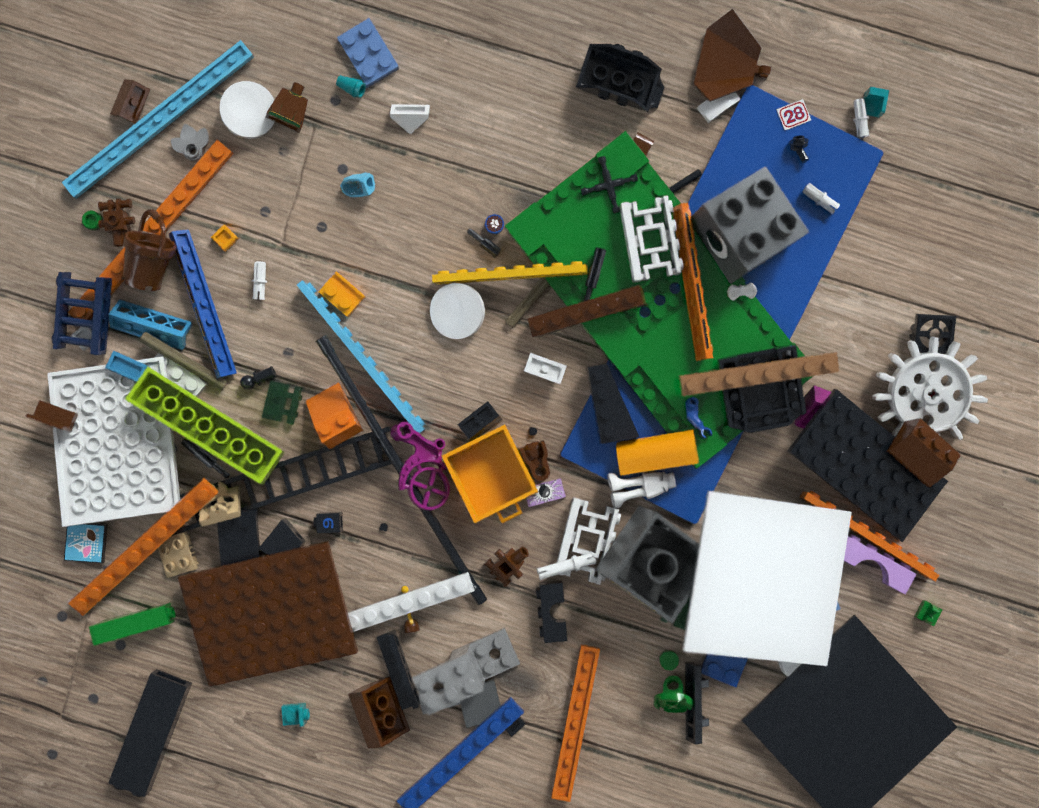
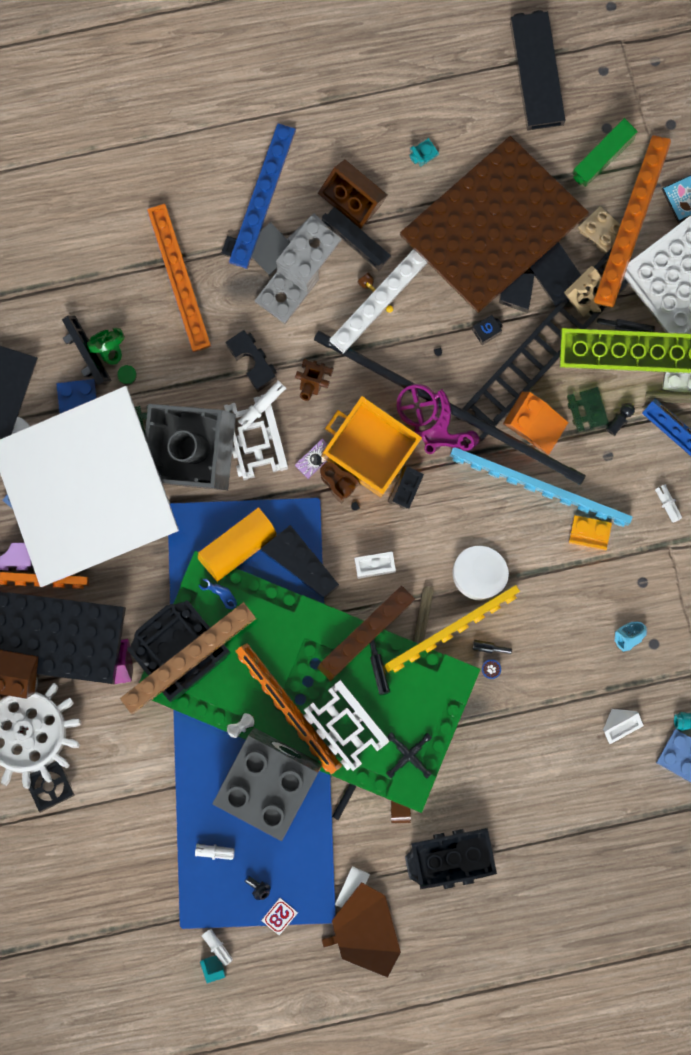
camera: 155 degrees right, 5 degrees down
(652, 485) = (224, 515): white piece -> none

